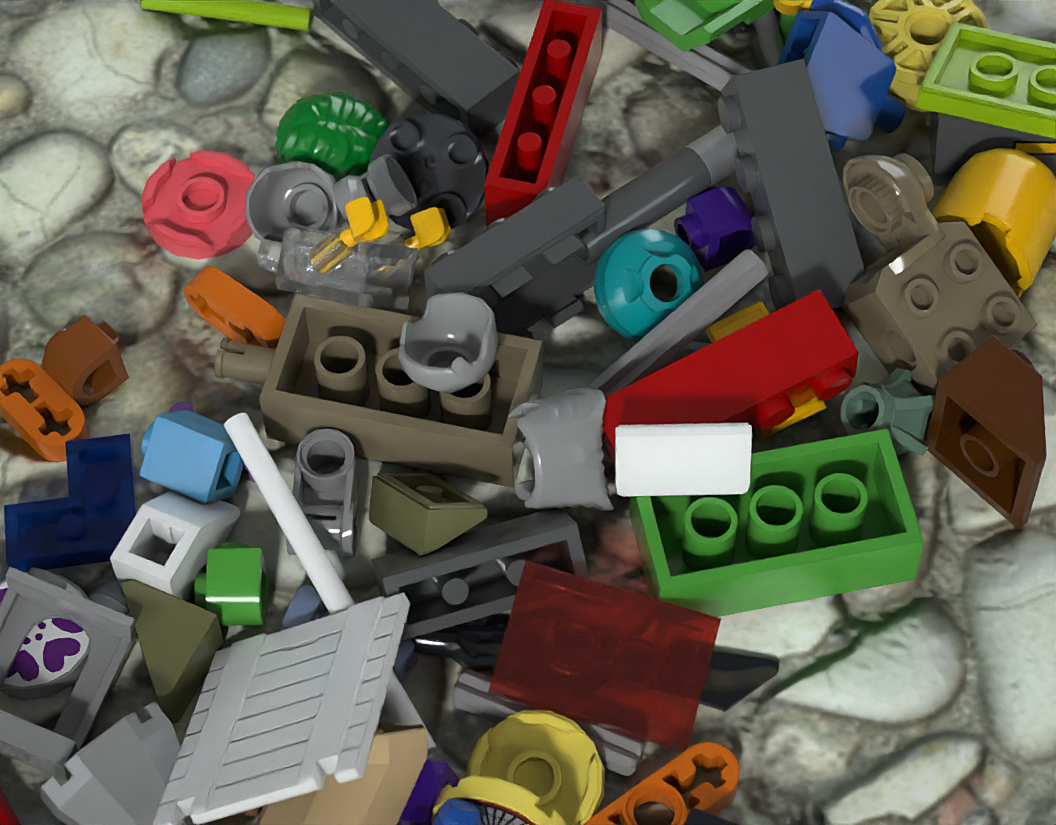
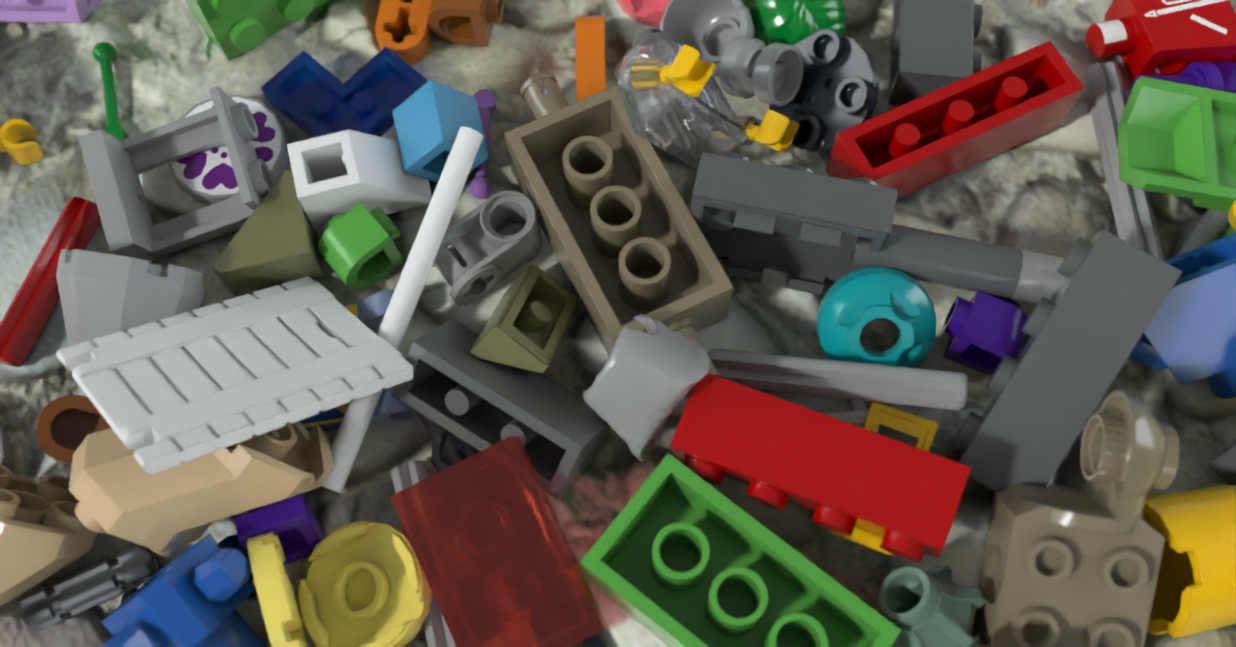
camera: 50 degrees right, 10 degrees up
(450, 343) = (650, 222): light grey hair -> none
(683, 459) = (704, 486): white slope -> none

